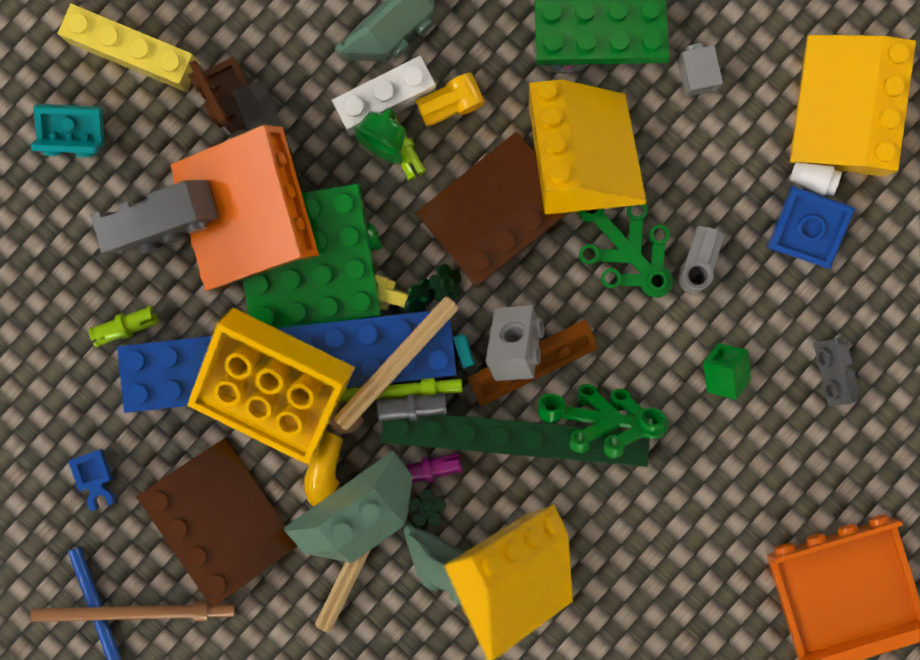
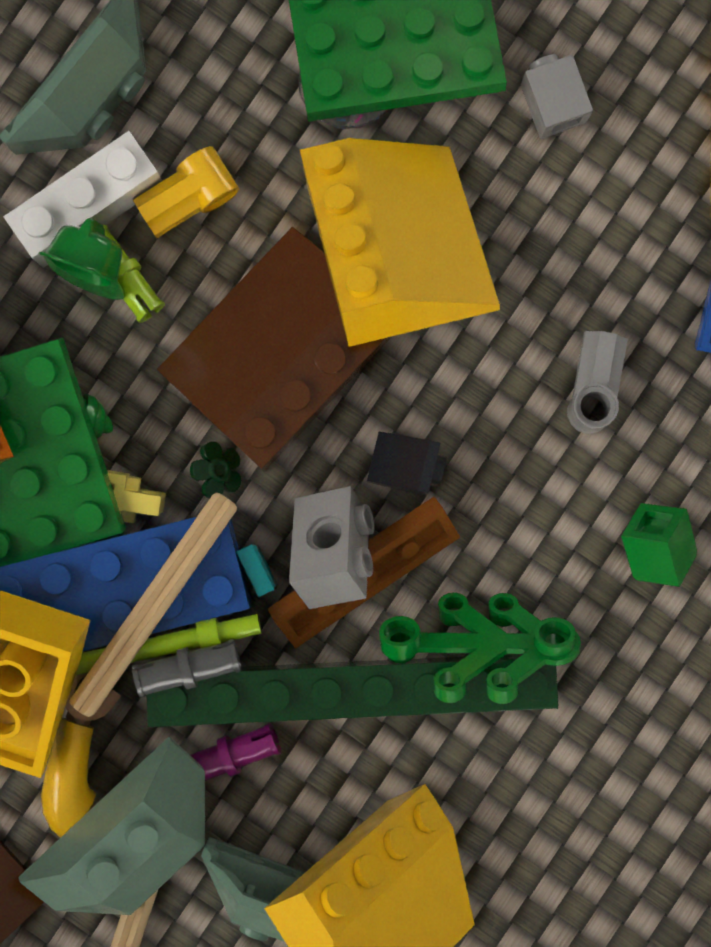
camera: 10 degrees left, 0 degrees up
(418, 296) = (178, 495): dark green plant -> none
(426, 509) = (234, 815): dark green plant -> none
(570, 295) = (406, 463): none -> black slope
(630, 252) = (489, 385): green plant -> none

